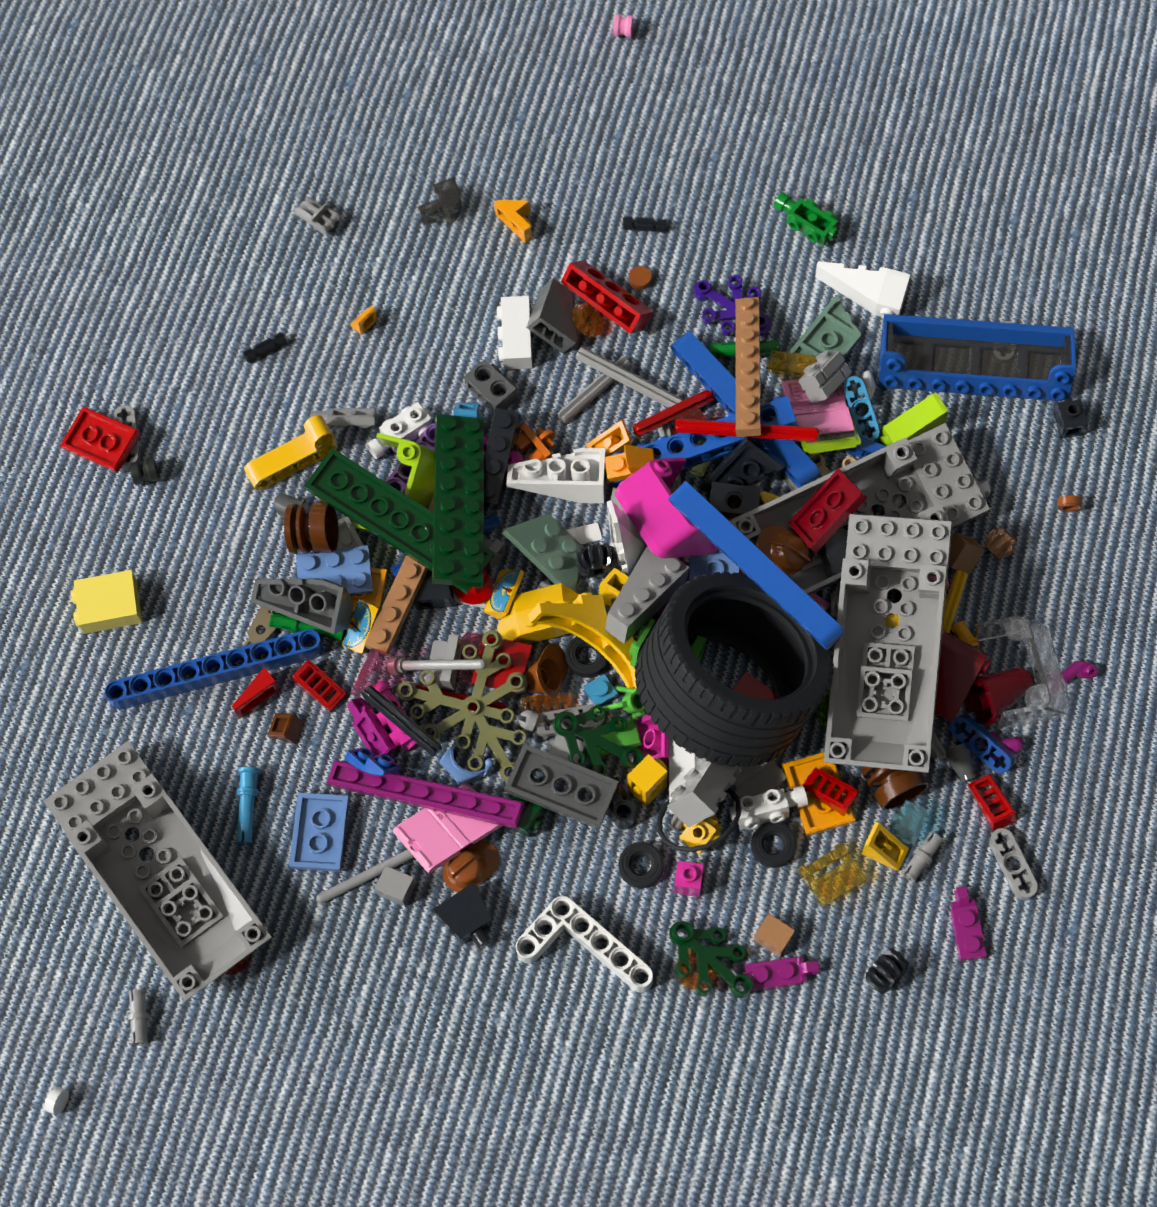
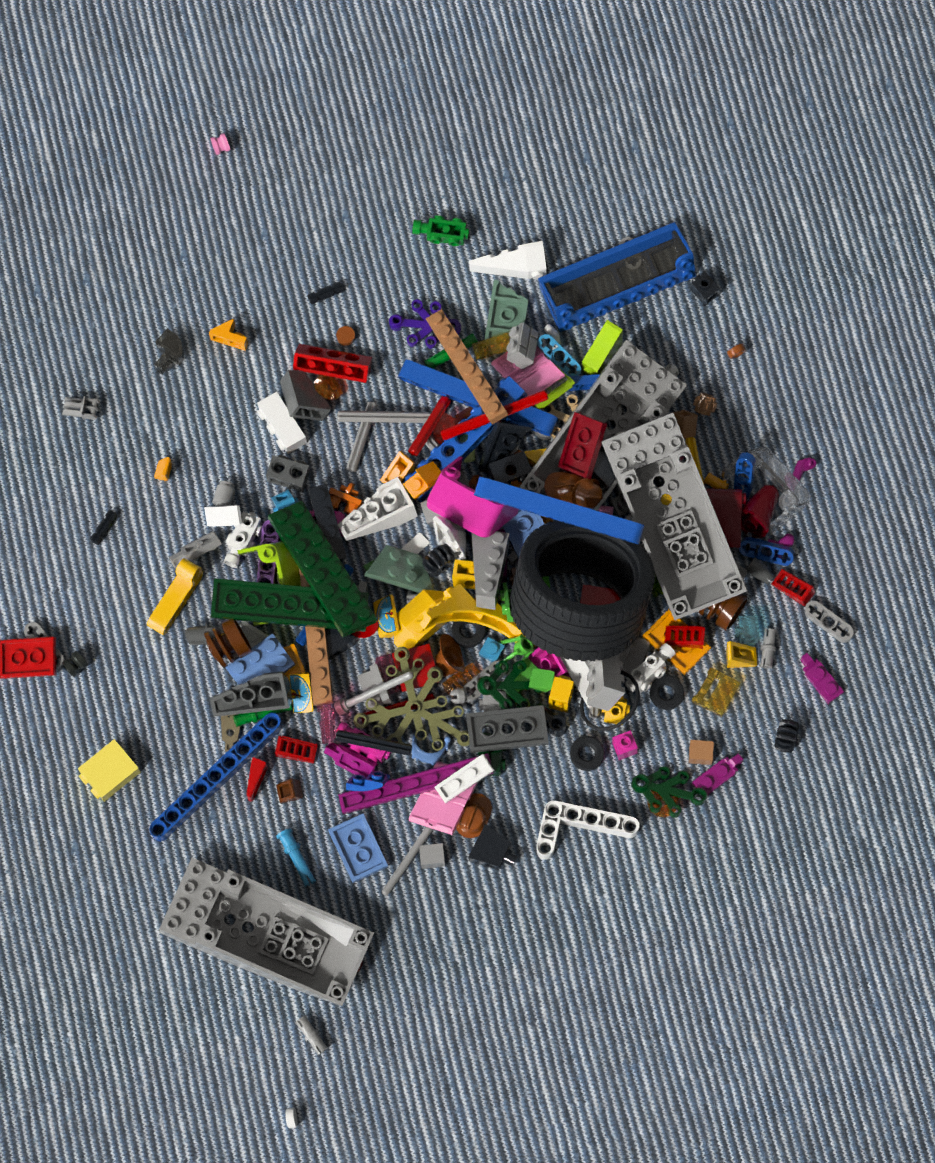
camera: 30 degrees left, 5 degrees up
(394, 395) = (223, 515): none -> white slope
(409, 376) = (224, 494): none -> light grey brick
(479, 816) = (464, 778): none -> white tile
(633, 750) = (541, 679): none -> bright green slope
(803, 566) = (586, 493): none -> dark orange piece
(1010, 638) = (748, 470): none -> blue beam

